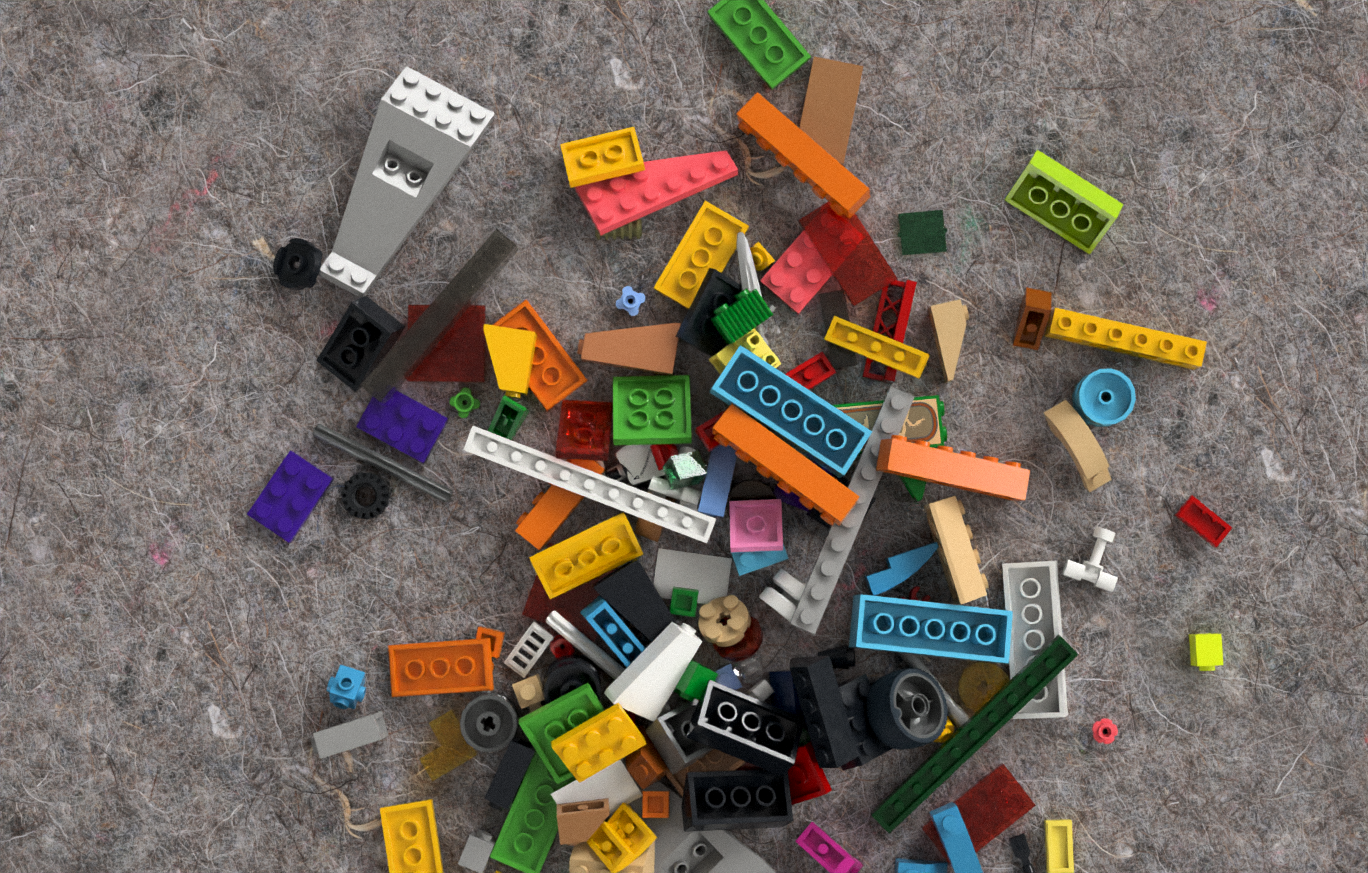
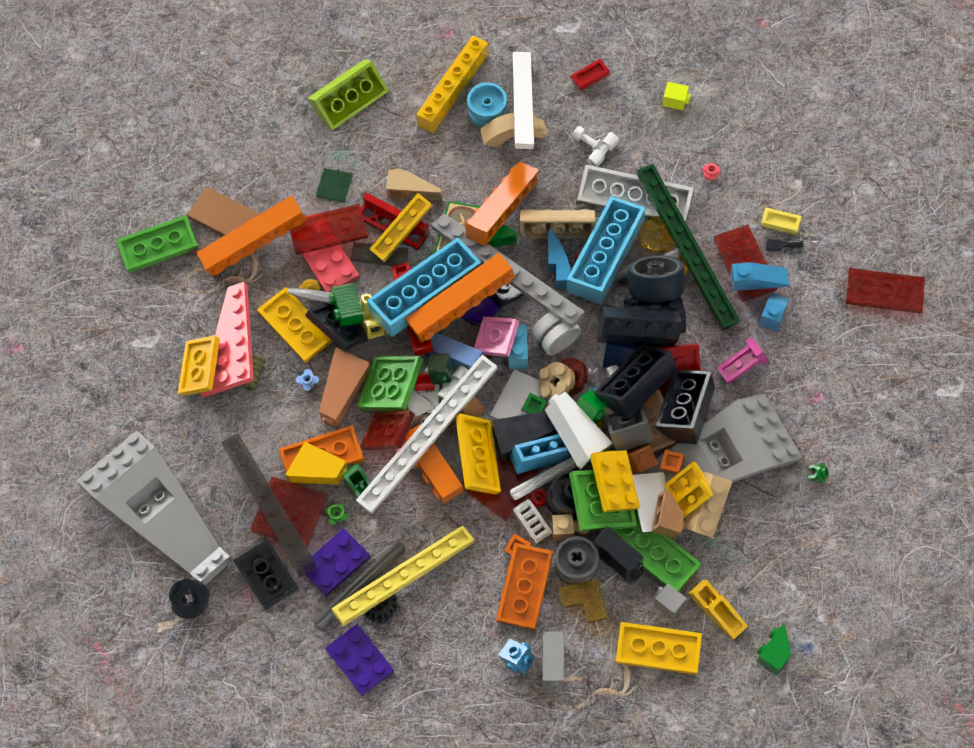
camera: 70 degrees left, 20 degrees down
(405, 515) = (402, 575): none -> light yellow tile
(1032, 318) = (418, 133): dark orange slope -> none
(1121, 446) = (523, 101): none -> white tile

